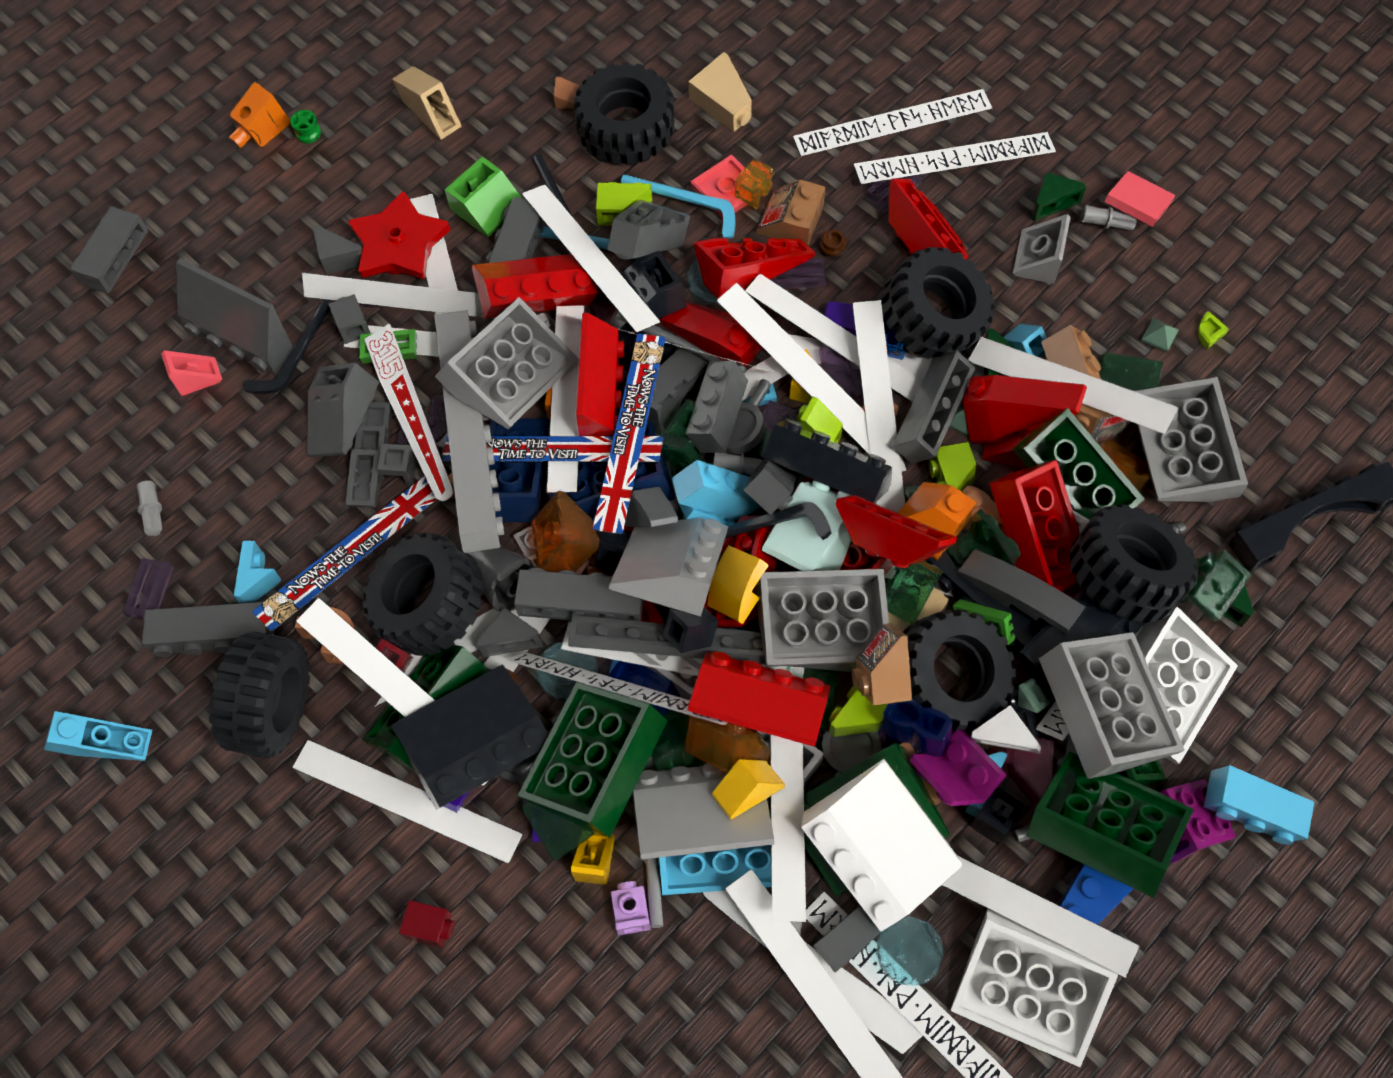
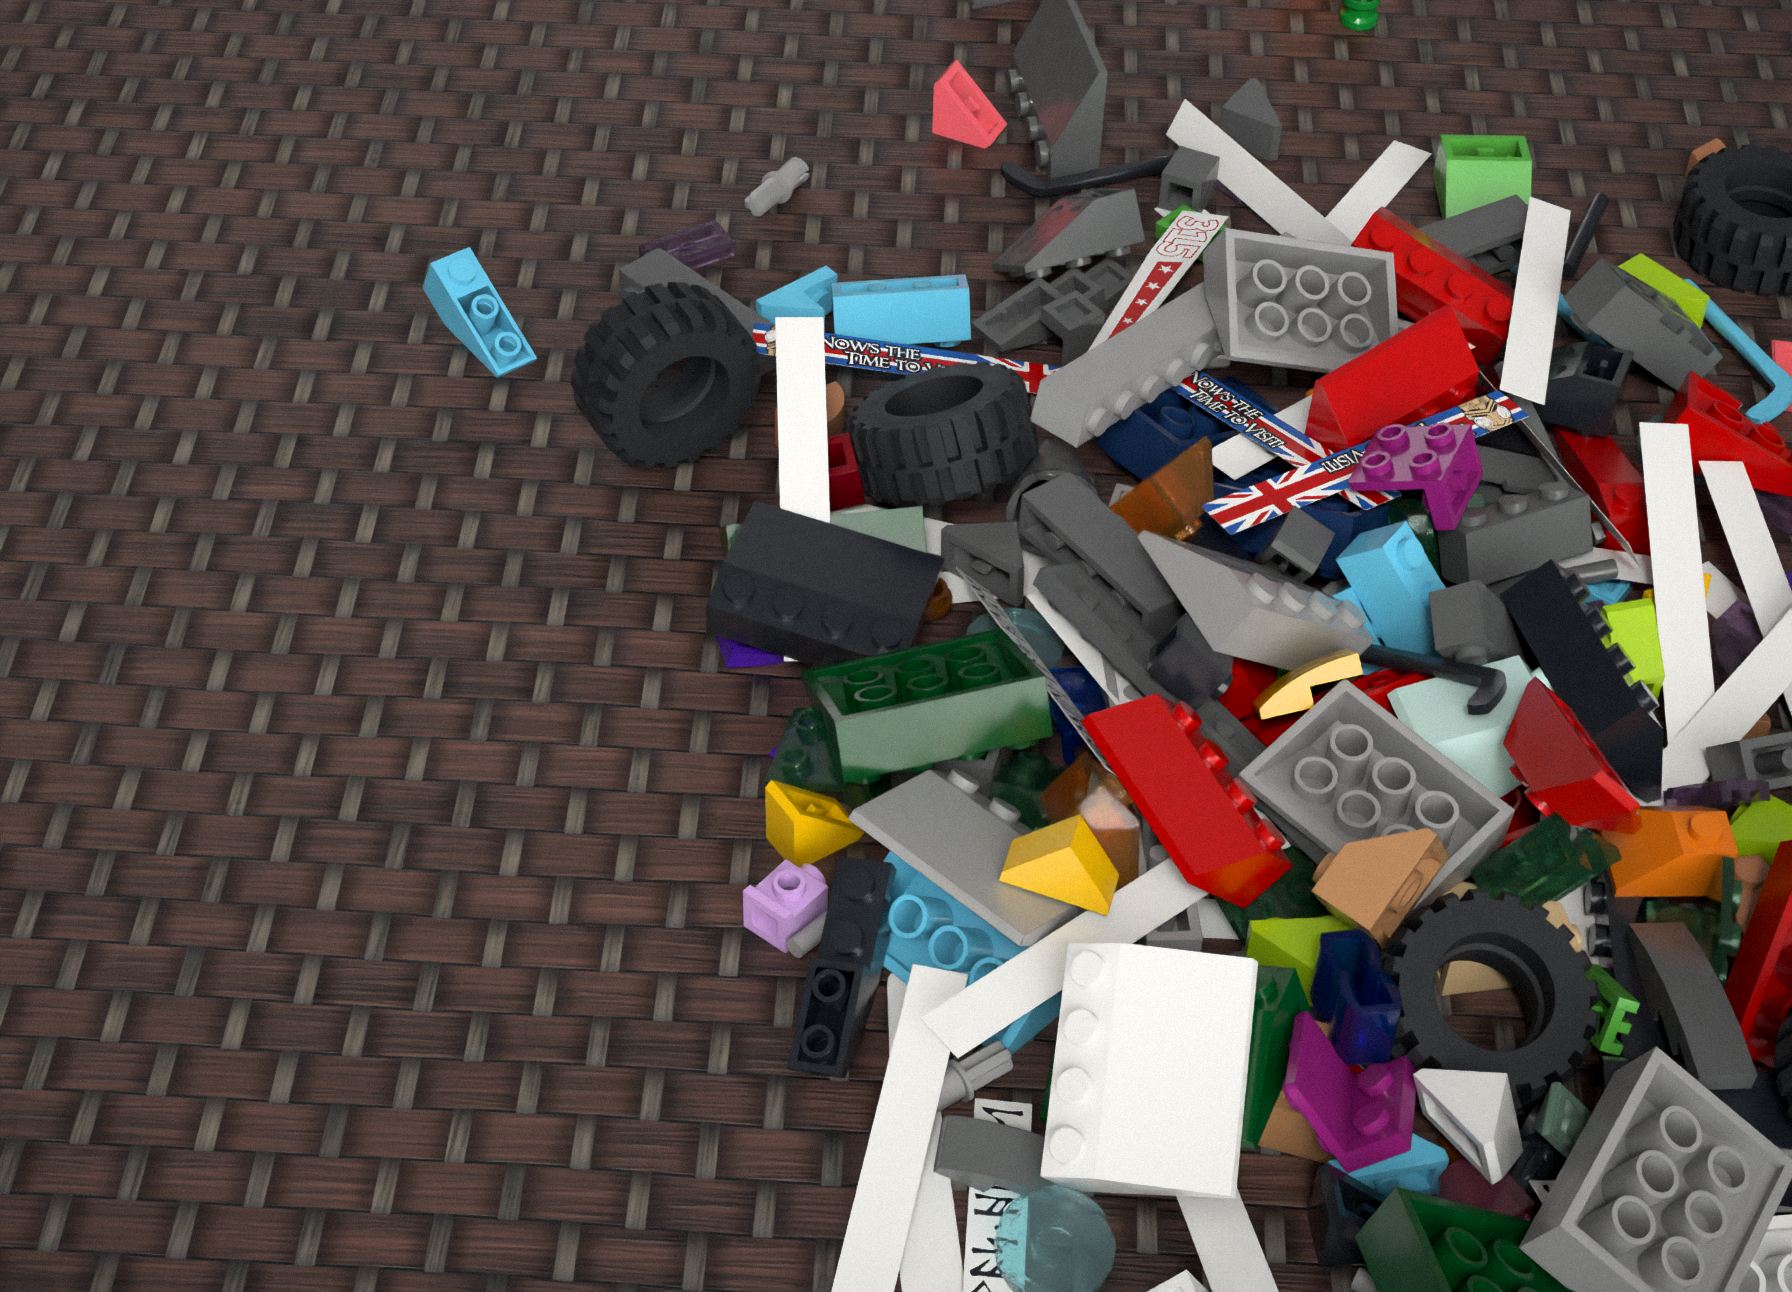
camera: 45 degrees right, 20 degrees down
(308, 532) = (904, 310): none -> medium azure brick
(397, 239) = (1334, 155): red plate -> none
(407, 801) = (684, 600): white sticker -> none
(427, 101) = (1528, 69): tan slope -> none
(427, 924) = (562, 721): dark red brick -> none
(659, 417) = (1429, 458): none -> magenta bracket
(696, 919) = (847, 969): none -> black slope
(922, 470) = (1718, 793): none -> clear purple tile

